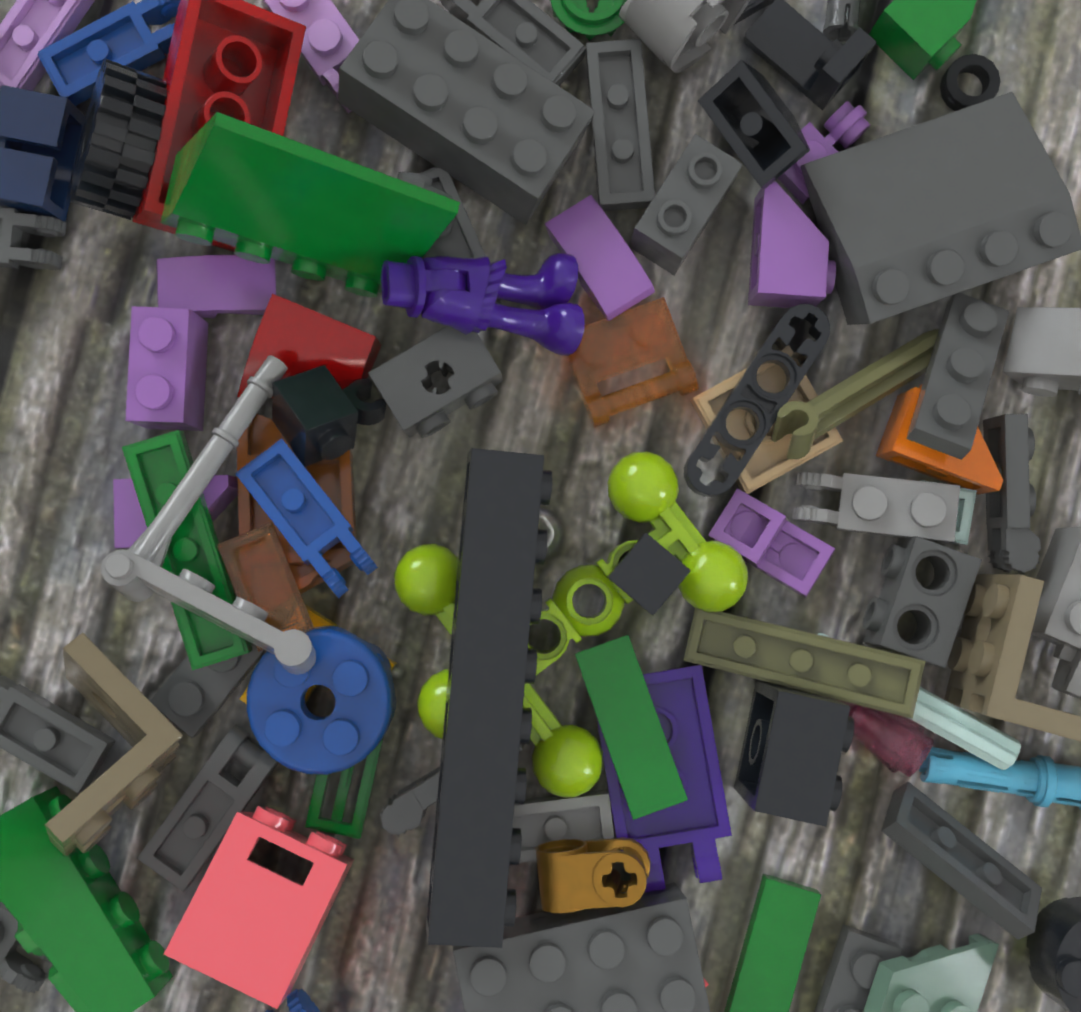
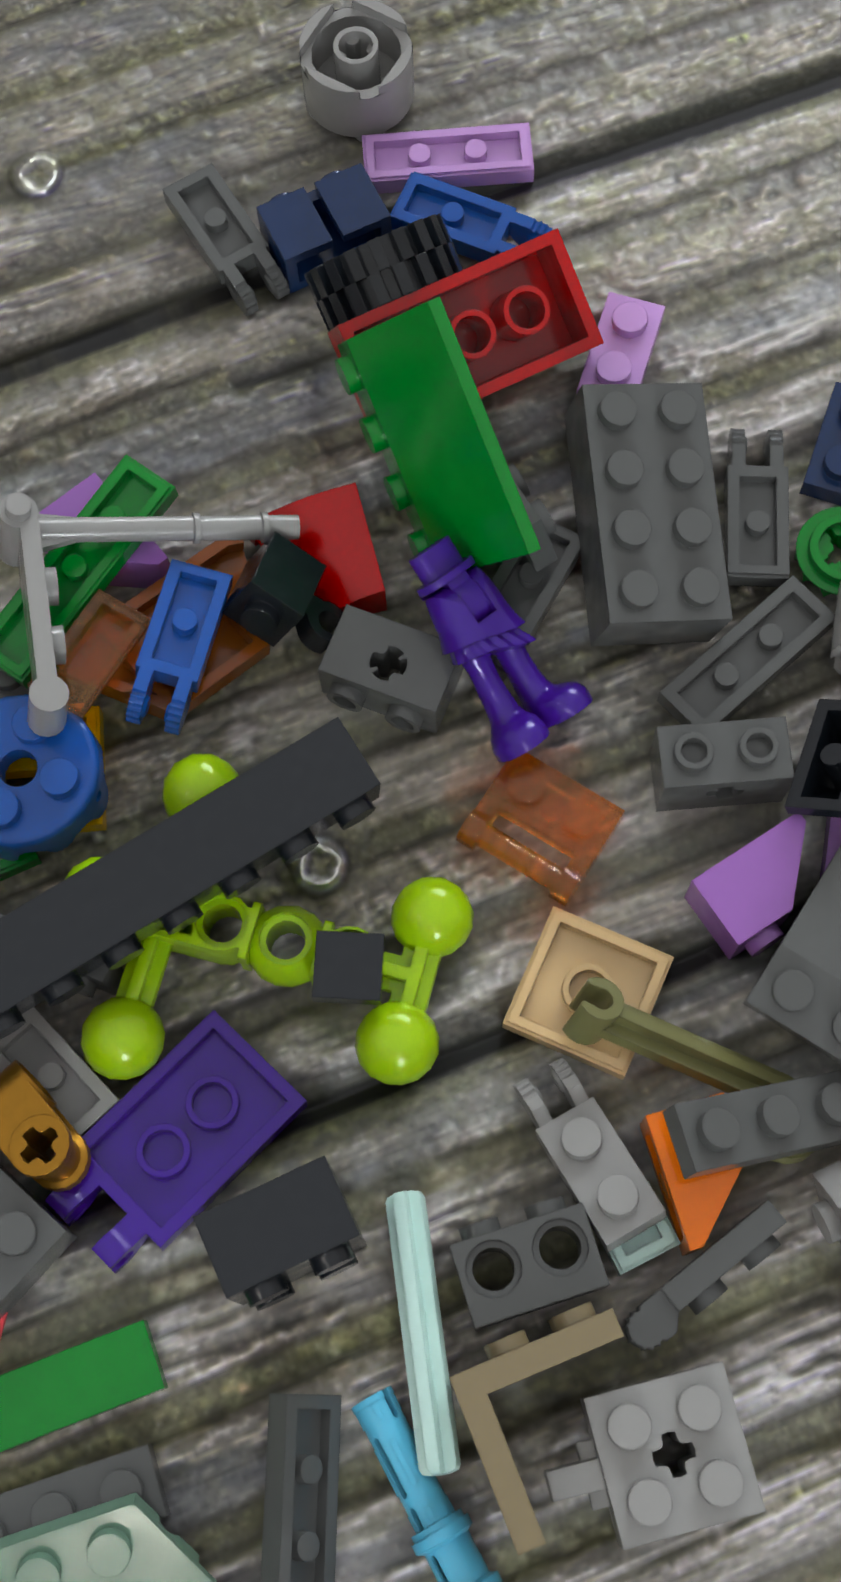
camera: 60 degrees right, 15 degrees down
(167, 369) = (224, 450): medium lavender brick -> none
(215, 284) = (327, 436): medium lavender slope -> none
(604, 259) = (613, 729): medium lavender slope -> none
(630, 727) = (196, 1071): green tile -> none
(752, 398) = (592, 951): black beam -> none
(772, 542) = (474, 1084): medium lavender slope -> none
(805, 661) = (382, 1193): olive tile -> none
(891, 739) = (370, 1338): clear pink cone -> none

